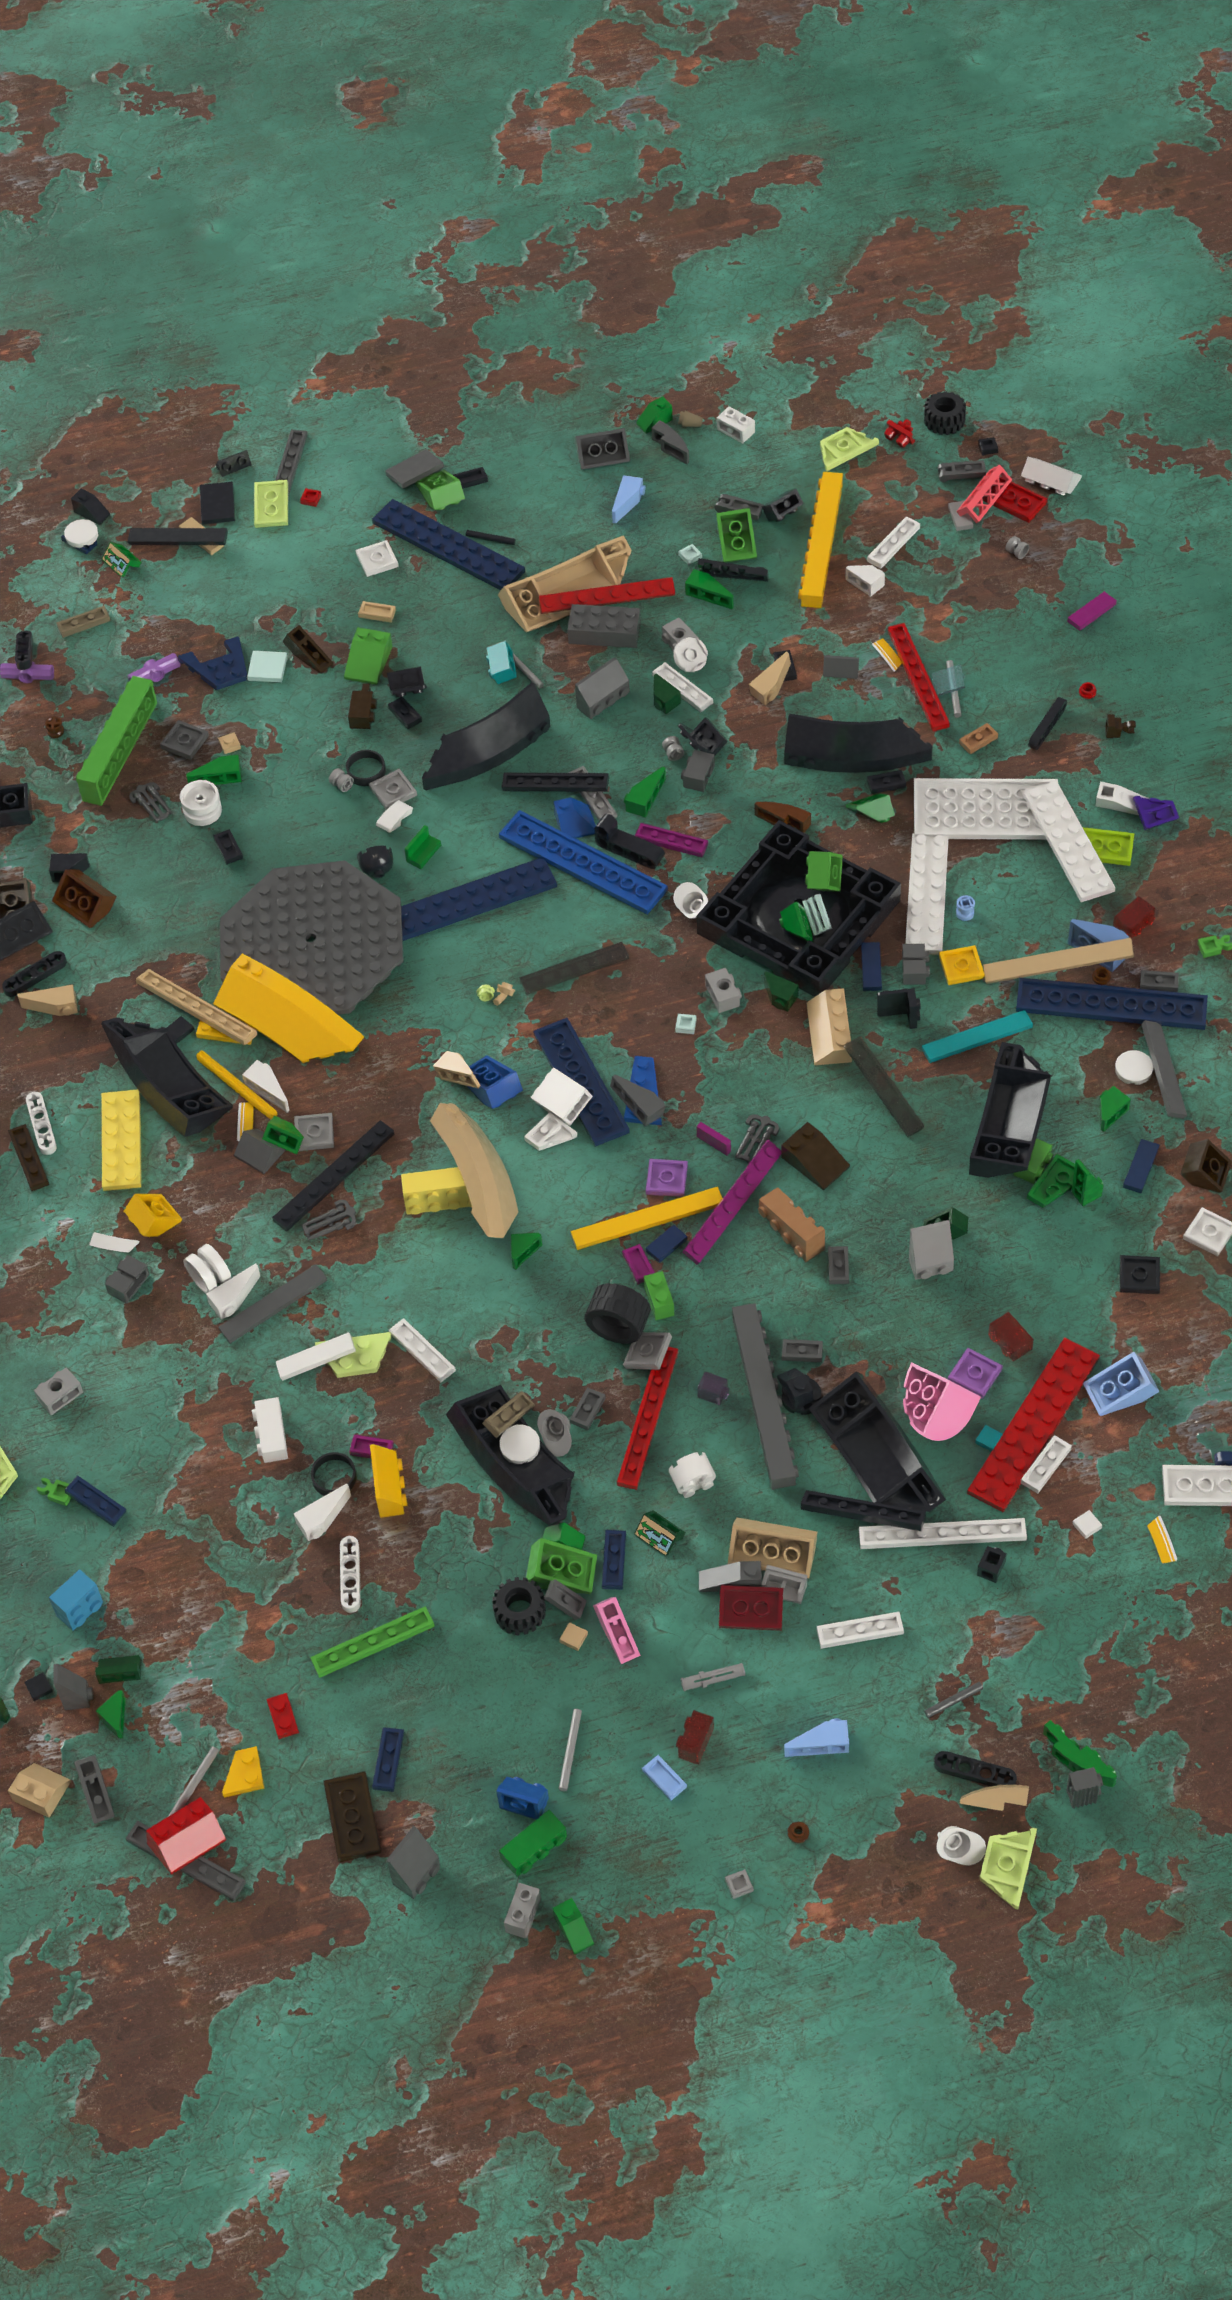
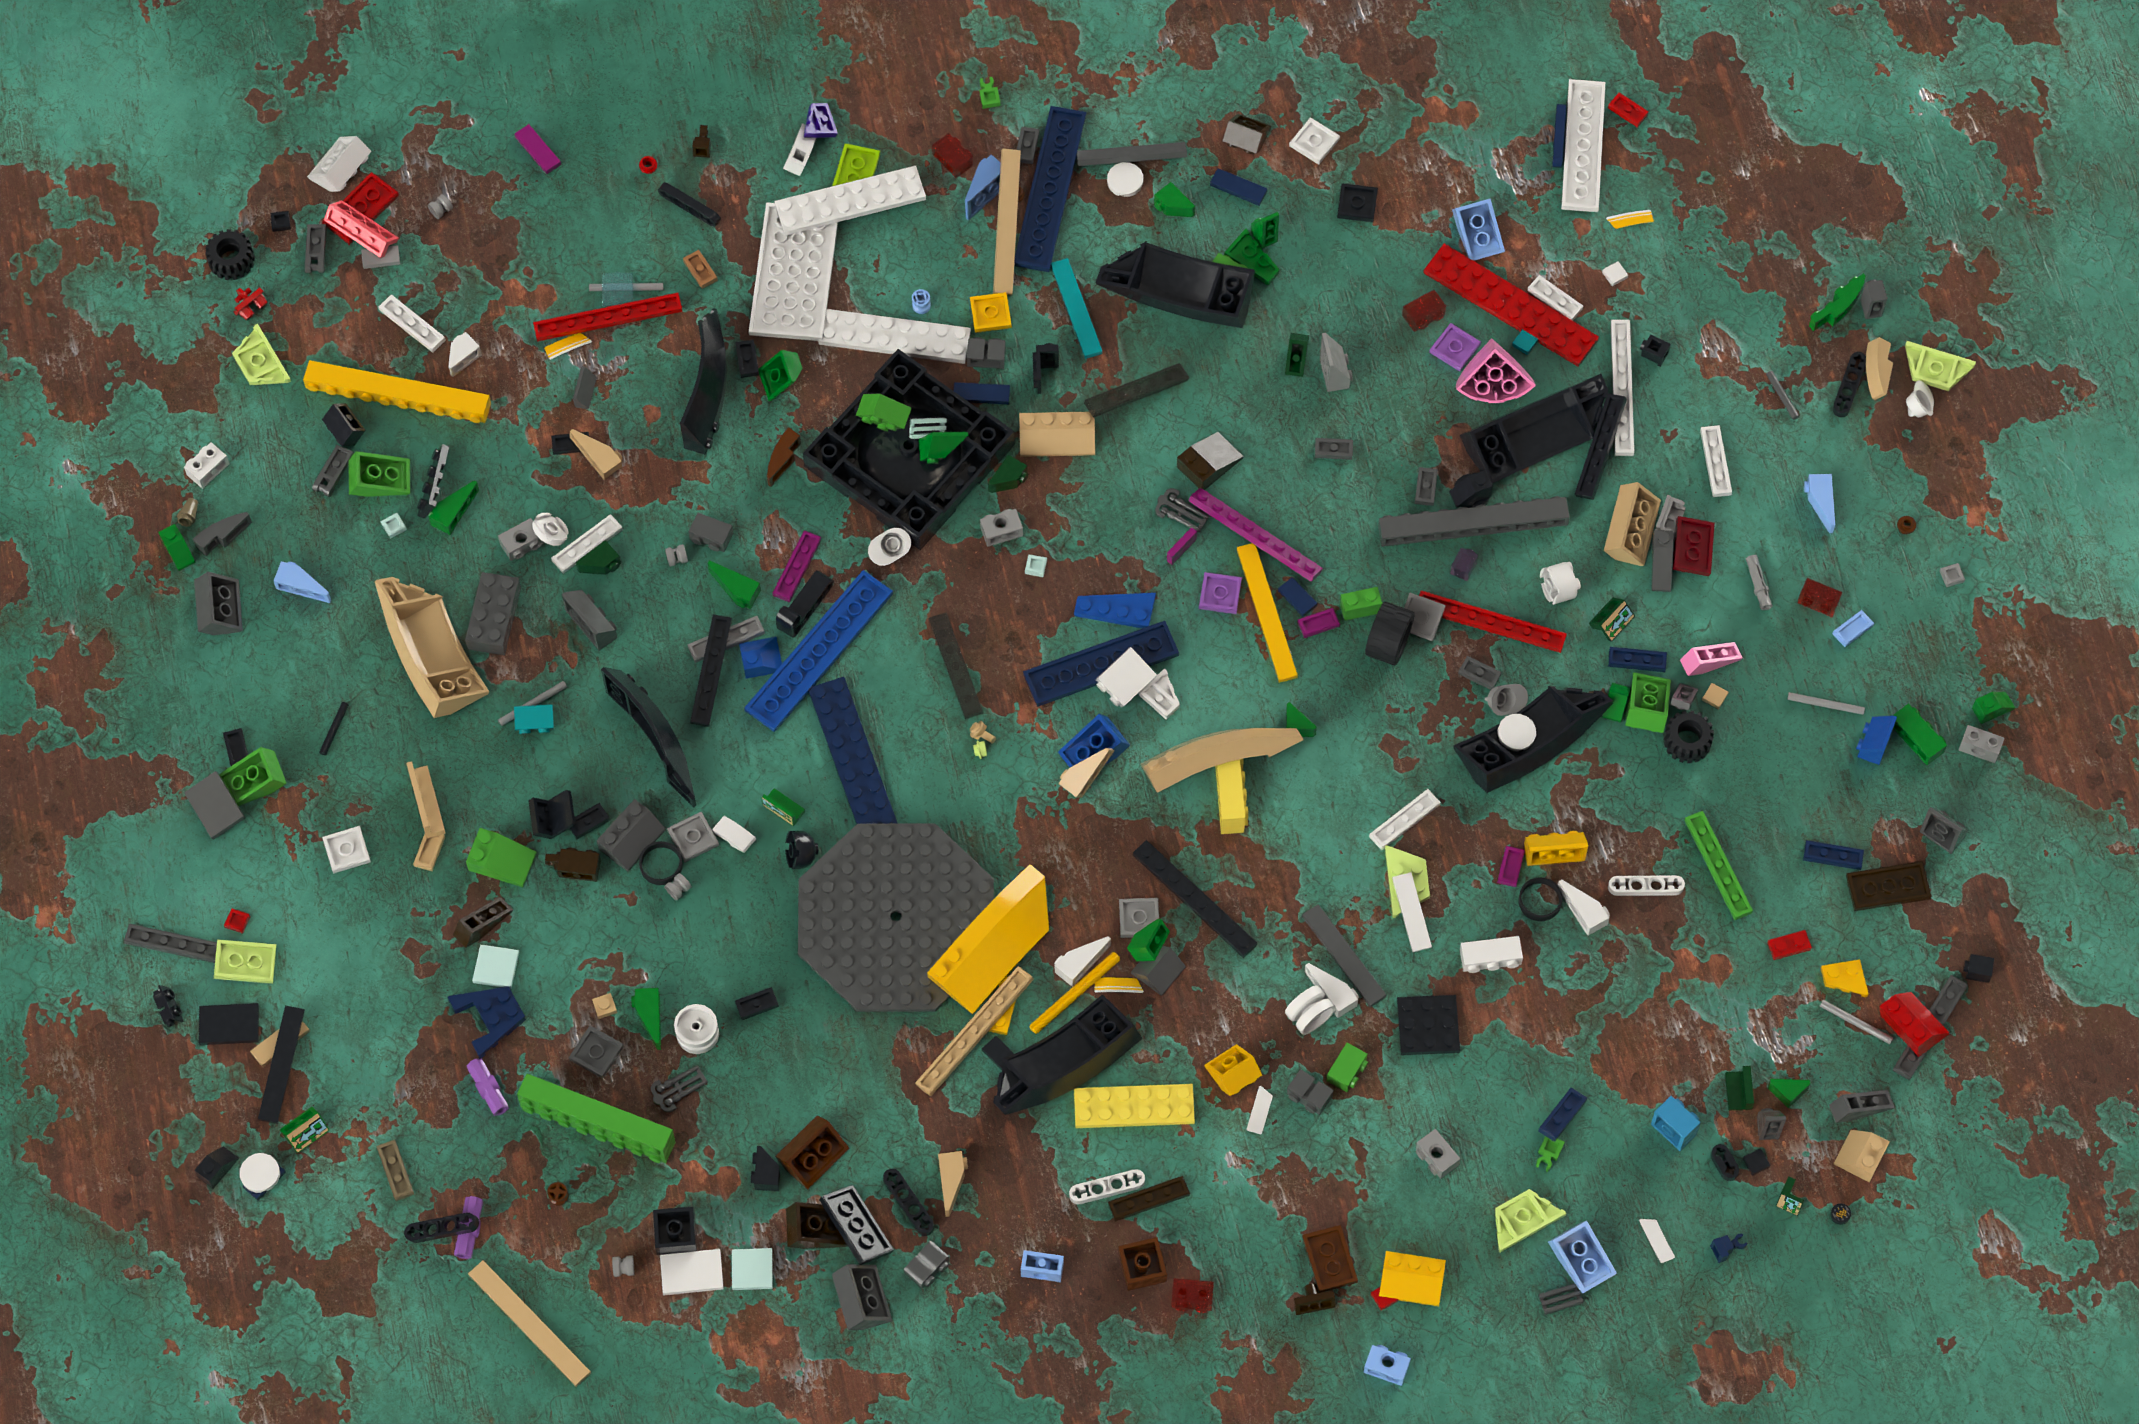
camera: 90 degrees left, 10 degrees up
(39, 1656) = (1721, 1165): none -> black beam
(151, 1309) = (1347, 1067): none -> bright green brick
(198, 1380) = (1428, 1025): none -> black plate
(250, 1908) = (1978, 968): none -> black brick
(349, 1212) = (1242, 882): dark grey piece -> none
(392, 741) = (630, 835): none -> dark grey slope
(419, 601) = (426, 800): none -> tan fence
(448, 545) = (338, 774): dark blue plate -> none
(508, 1414) = (1487, 738): dark tan tile -> none
(607, 595) = (450, 608): red plate -> none
(639, 1100) = (1142, 602): dark grey slope -> none
(704, 737) = (668, 522): black bracket -> none
(792, 1224) = (1288, 482): medium nougat wedge -> none

